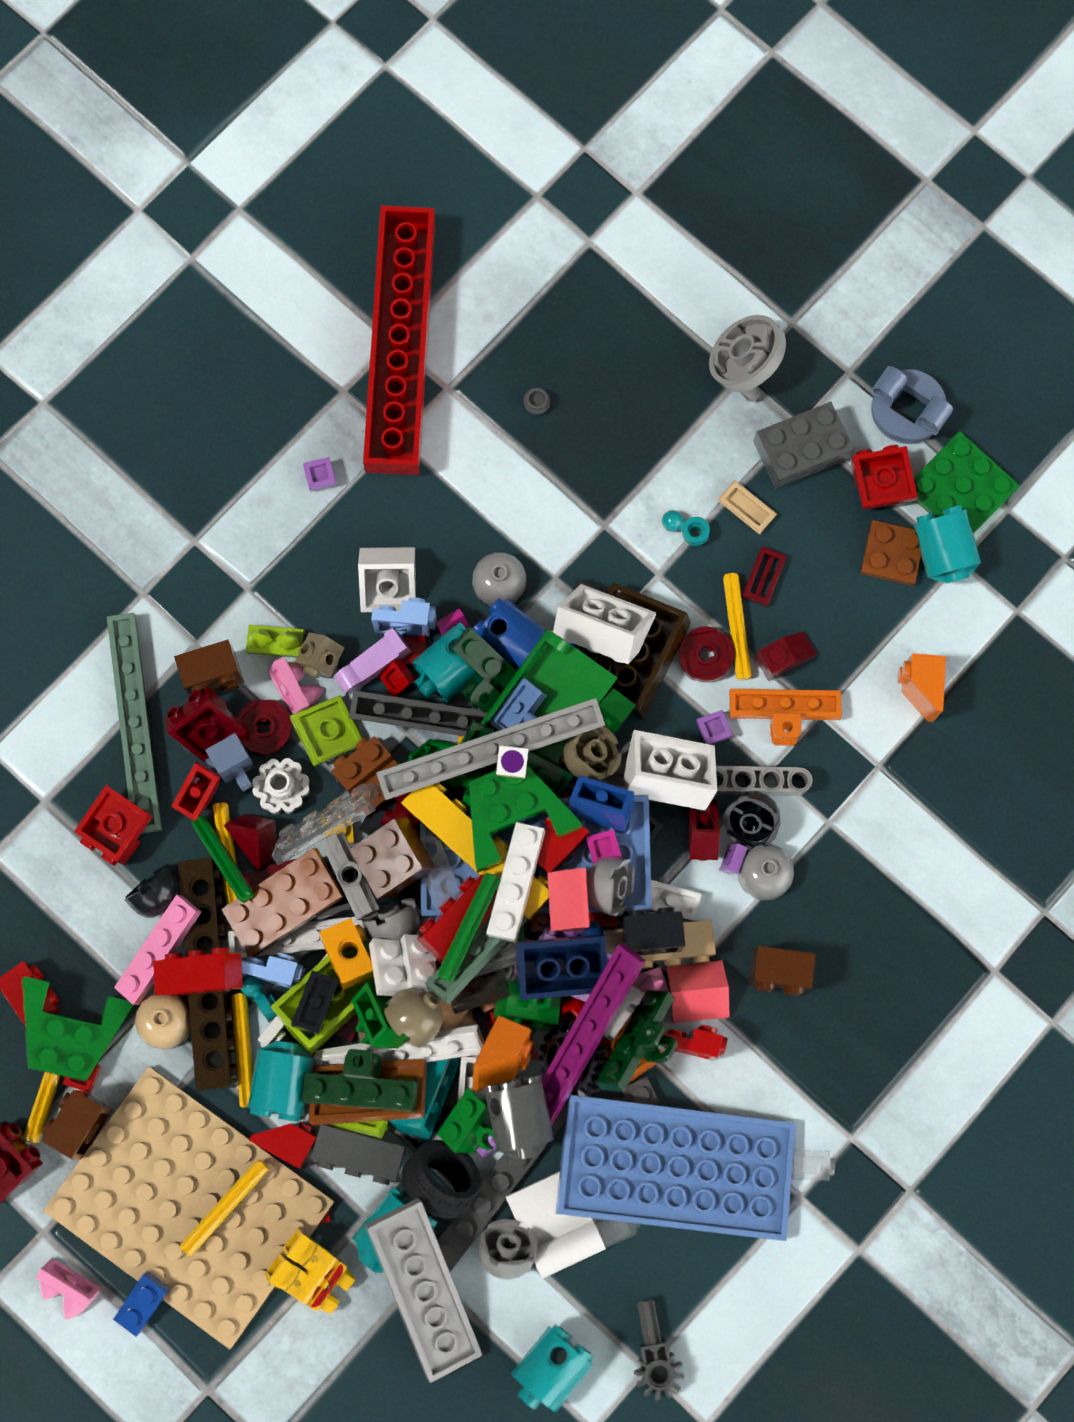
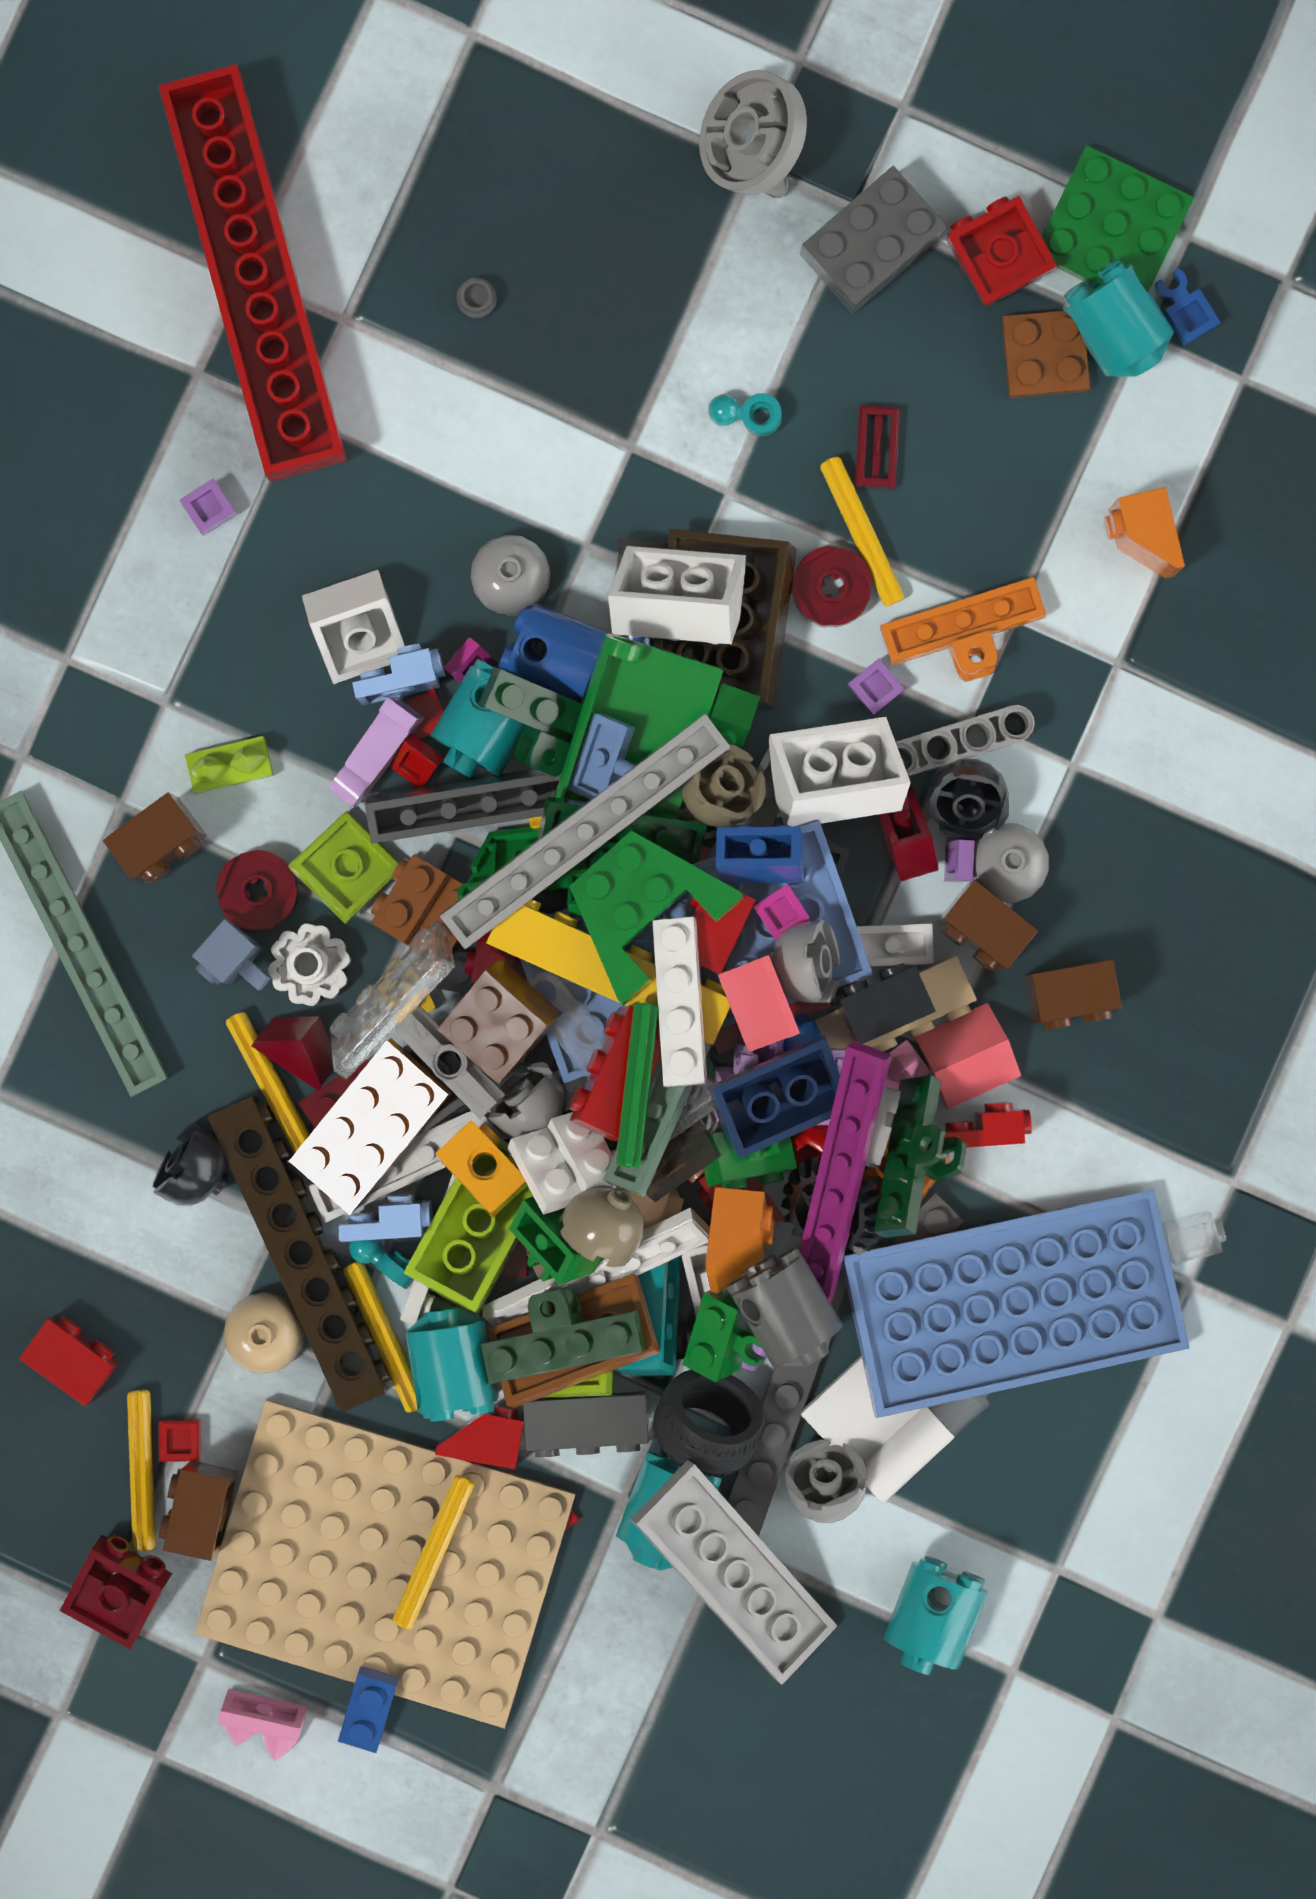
camera: 15 degrees left, 10 degrees up
(66, 1044) = (145, 1410): green wing -> none
(113, 826) = (101, 1097): red plate -> none
(162, 940) = (222, 1243): bright pink plate -> none
(197, 791) = (198, 1014): red slope -> none
(197, 972) = (290, 1260): red brick -> none
(202, 722) = (174, 916): dark red plate -> none
(222, 859) = (266, 1092): green axle -> none
(286, 678) = (263, 813): bright pink tile -> none
(315, 1003) = (462, 1249): black plate -> none
(319, 655) = (298, 767): dark tan brick -> none
(320, 1275) = (589, 1599): yellow hips -> none
(512, 762) = (620, 841): tile -> none
(655, 1353) = (1063, 1550): dark grey gear -> none
(737, 907) = (986, 927): none -> reddish brown brick
(747, 507) = (821, 355): tan tile -> none
(784, 655) = (941, 550): dark red slope -> none
(921, 387) = (1014, 98): sand blue piece -> none
(994, 556) = (1189, 313): none -> blue plate

